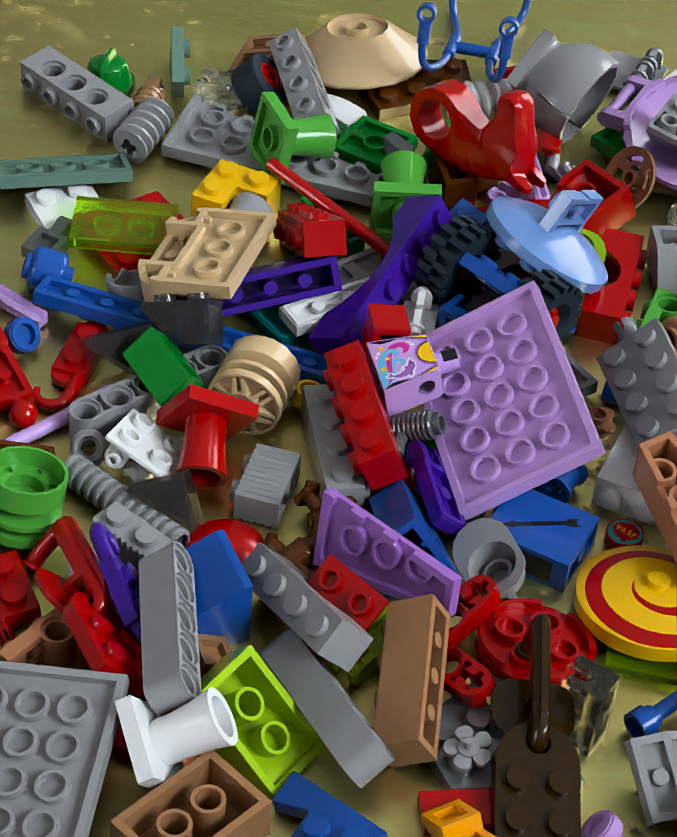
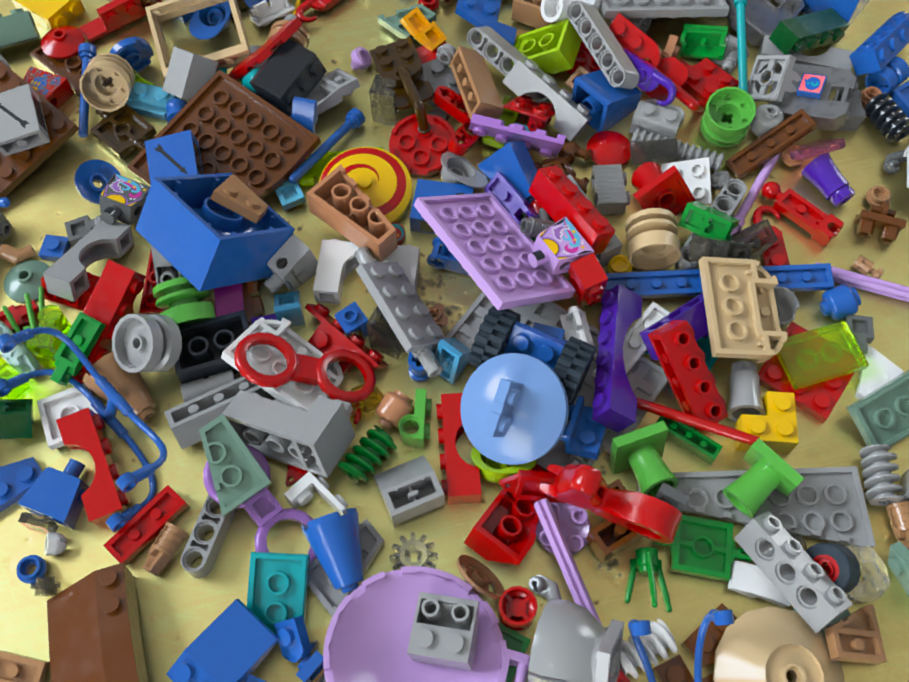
camera: 165 degrees right, 20 degrees up
(22, 335) = (815, 245): blue tile -> none
(437, 769) = (448, 50): none -> light grey plate
(468, 748) = (436, 69): light grey plant -> none
(548, 143) = (563, 585): red plate -> none
(589, 340) = (452, 357): none -> dark azure slope
(599, 144) = (517, 608): none -> red wheel

